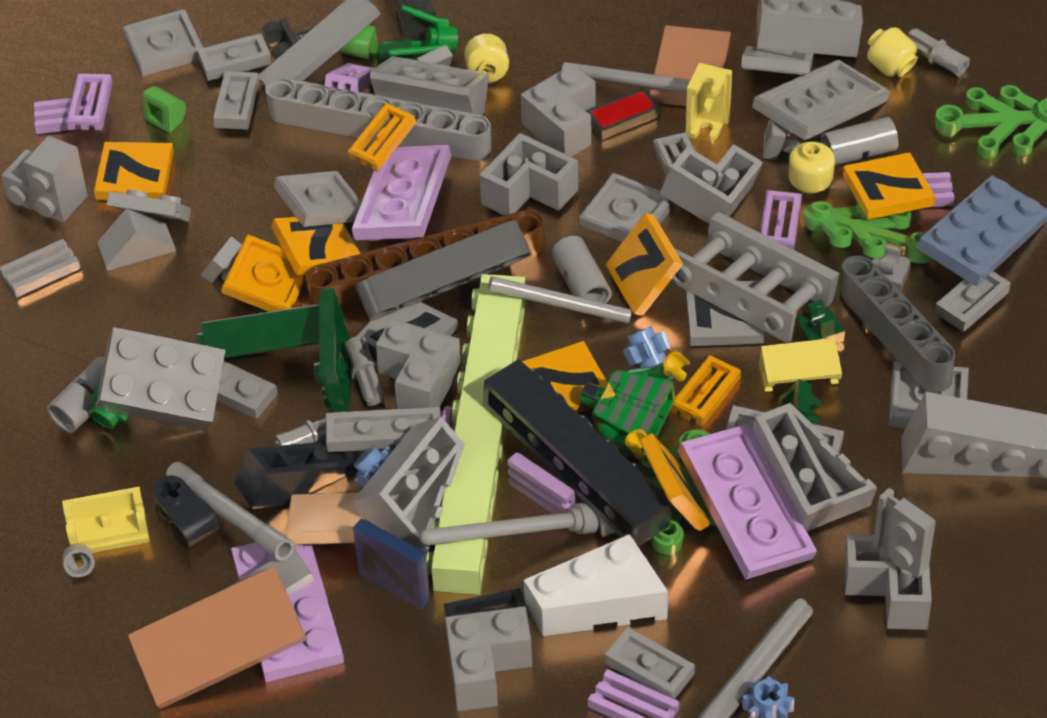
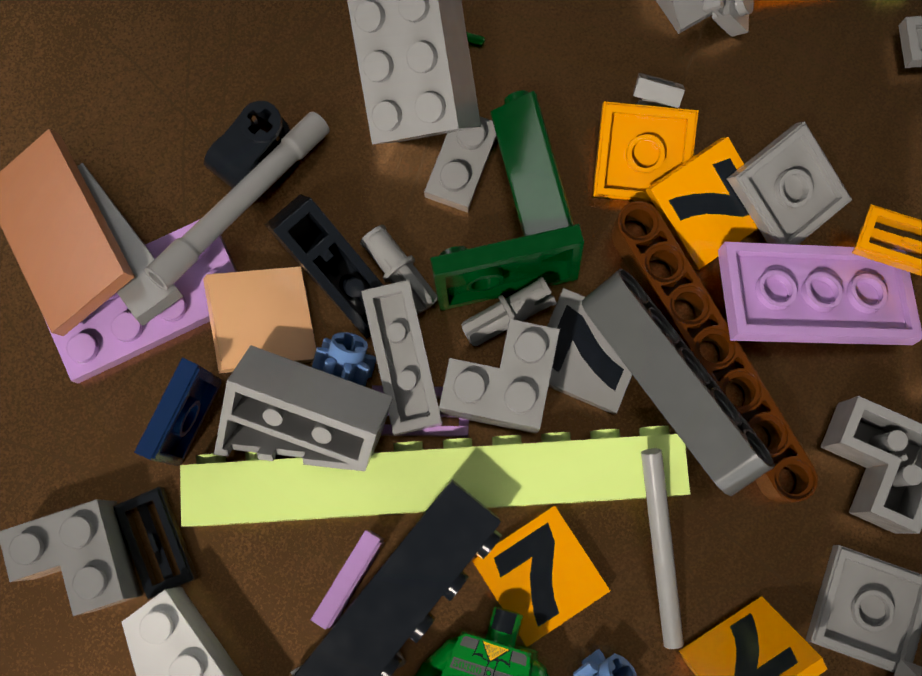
camera: 80 degrees right, 30 degrees up
(69, 561) = (174, 47): light grey hinge -> none
(107, 520) = (225, 63): light yellow hinge -> none
(578, 518) = (303, 633): light grey piece -> none
(580, 269) = (733, 568): light grey pin -> none

